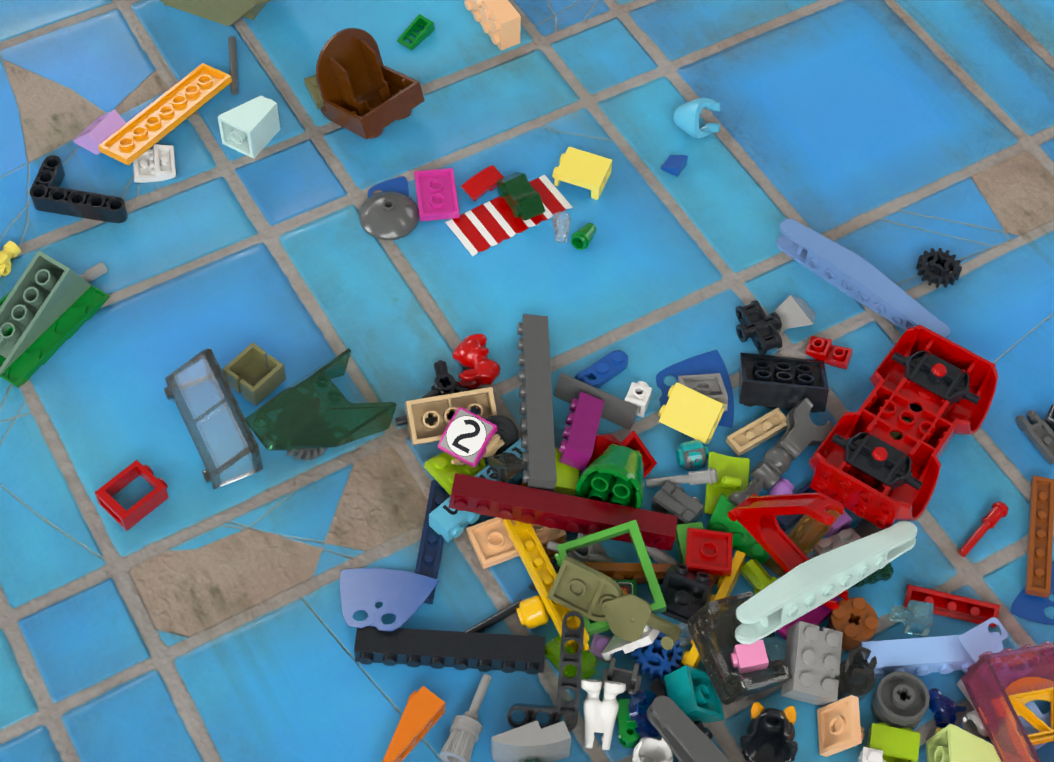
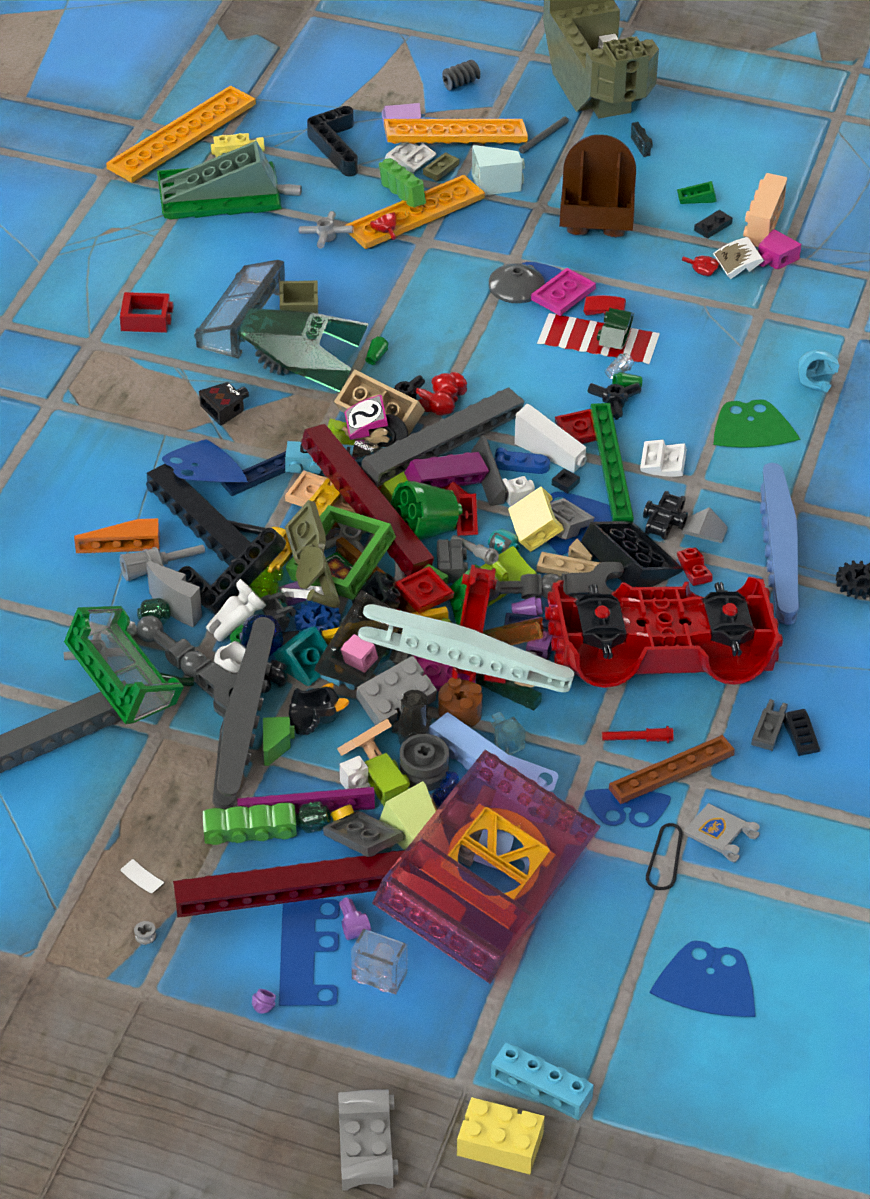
camera: 50 degrees right, 10 degrees down
(99, 58) = (460, 74): none -> dark grey piece
(181, 287) = (326, 229): none -> light grey bar
(192, 194) = (402, 182): none -> bright green brick
(194, 155) = (440, 166): none -> olive plate
(227, 214) = (439, 202): none -> light orange plate
(228, 243) = (385, 224): none -> red piece
(314, 523) = (223, 401): none -> black torso
(316, 15) = (641, 139): none -> clear smoke plate
(369, 365) = (376, 350): none -> green cone
(460, 50) = (713, 224): none -> black plate
(501, 91) = (703, 264): none -> red piece
(519, 65) = (738, 256): none -> slope
(536, 39) = (778, 250): none -> dark pink torso
(583, 170) = (684, 346): light yellow panel -> none
(595, 257) = (615, 395): none -> black bush
(601, 303) = (578, 425): none -> red tile
(604, 335) = (544, 437): none -> white slope
(657, 359) = (565, 480): none -> black plate
(667, 315) = (611, 462): none -> green tile
(675, 164) = (761, 390): blue slope -> none
(691, 280) = (663, 459): none -> white slope
(716, 203) = (766, 429): none -> green piece
(746, 412) = (578, 551): none -> tan piece
(953, 605) = (549, 754): red slope -> none

